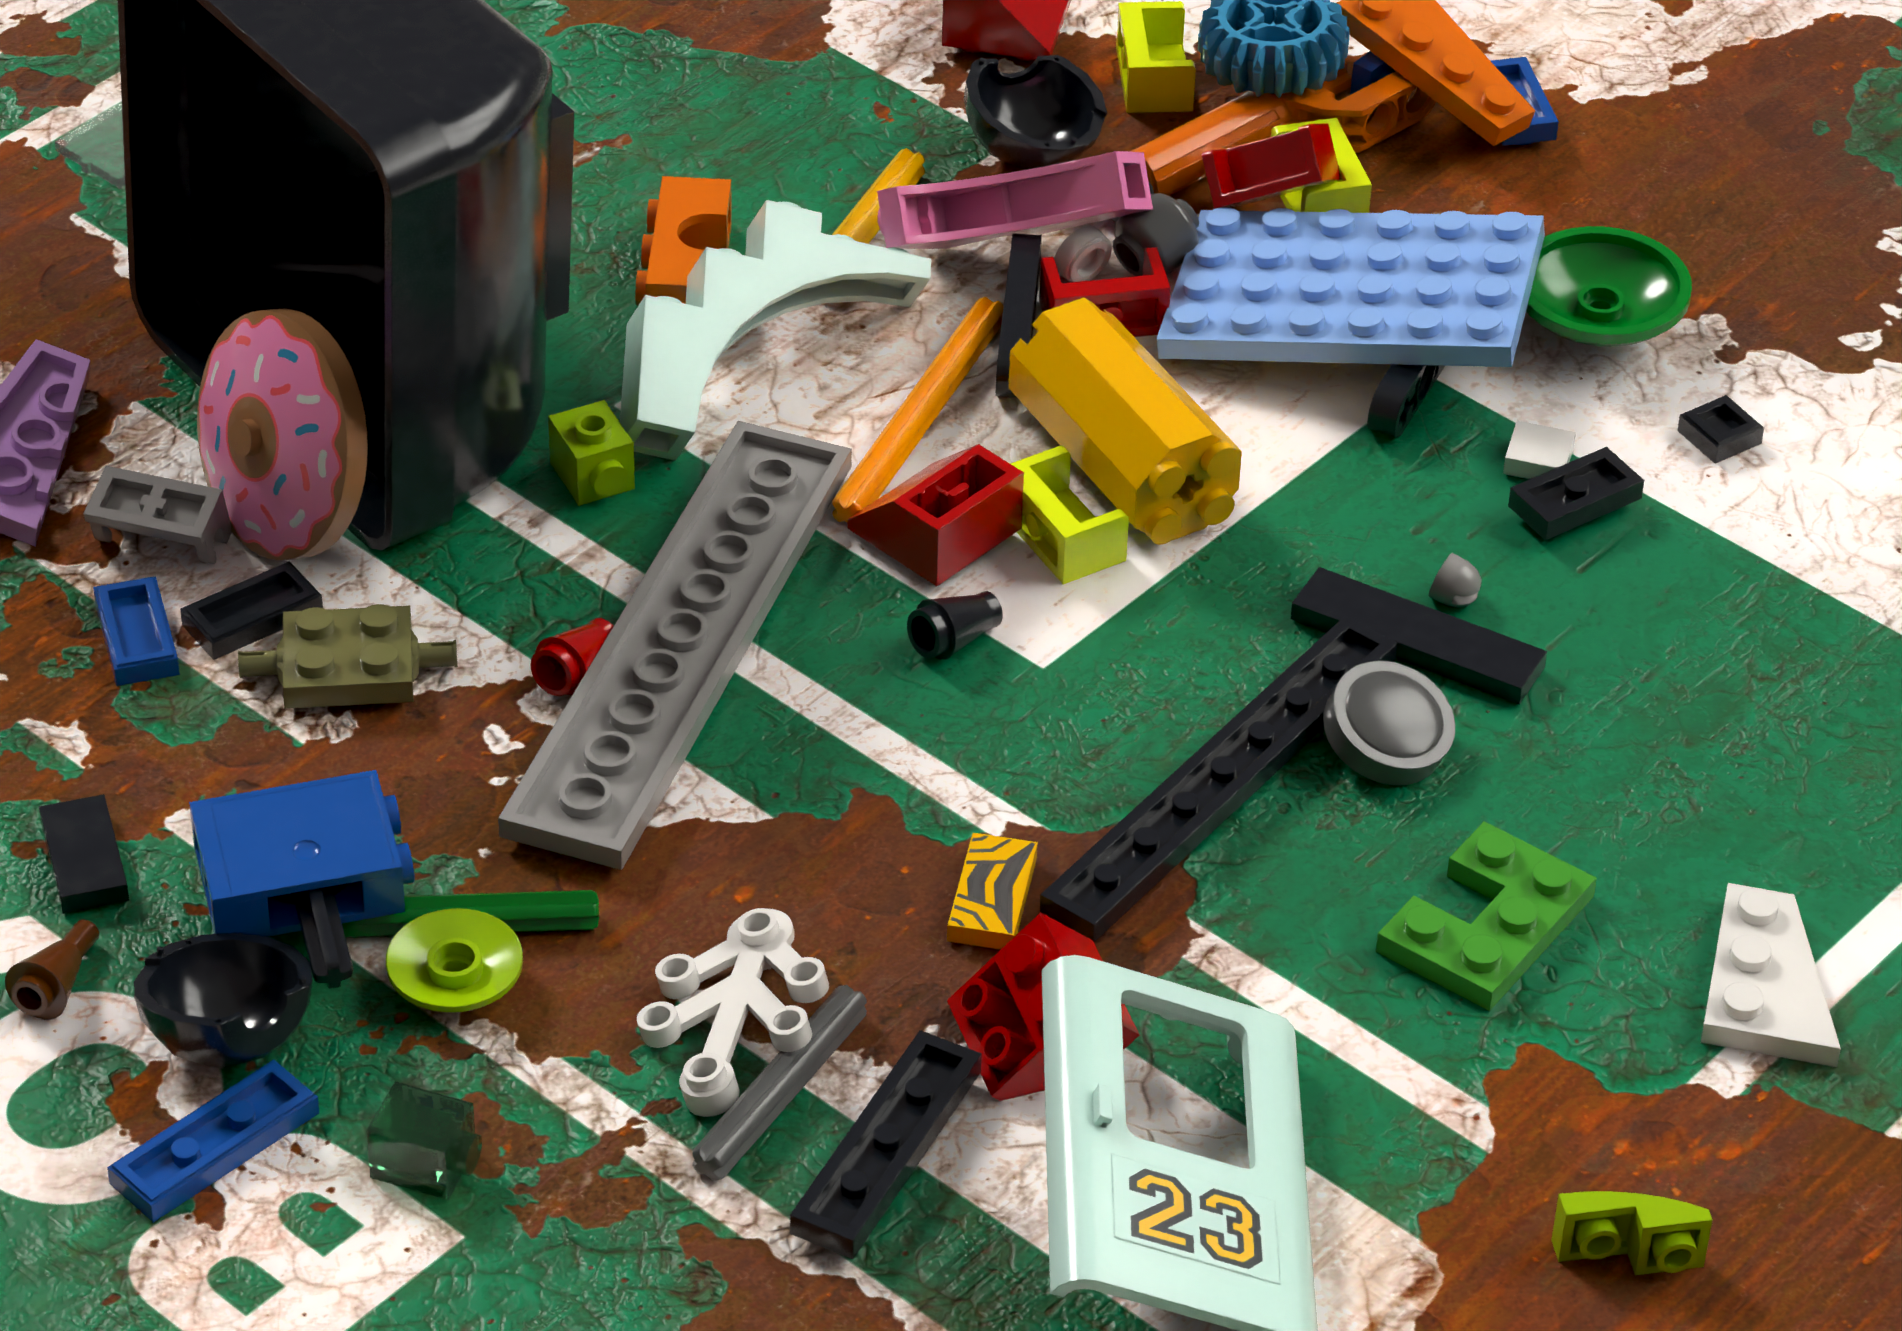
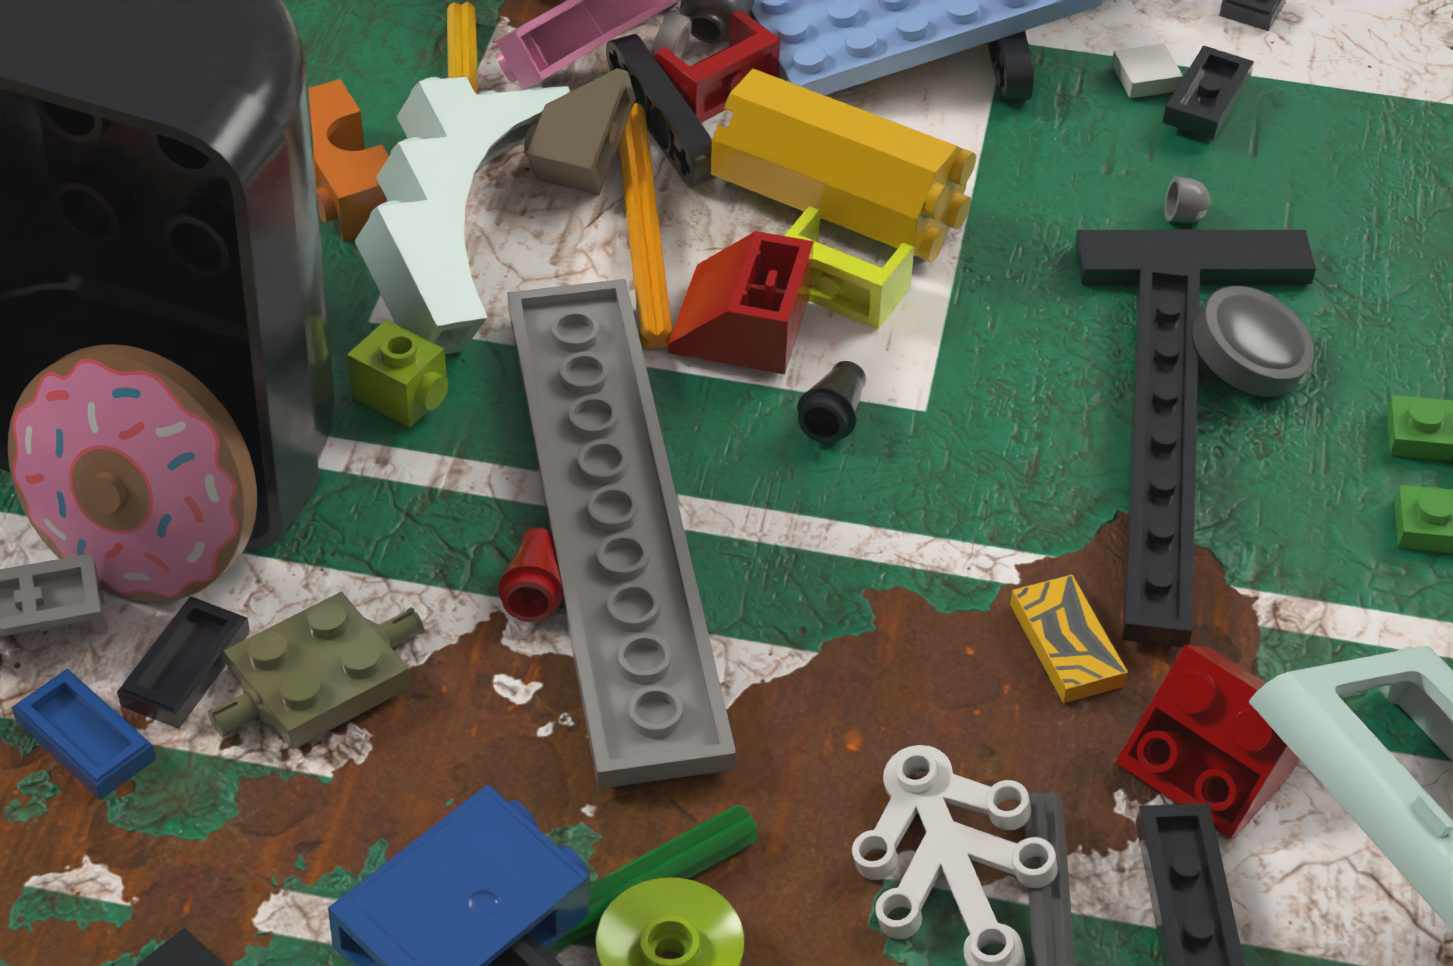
camera: 30 degrees left, 5 degrees up
(917, 306) = (581, 133): none -> dark tan slope

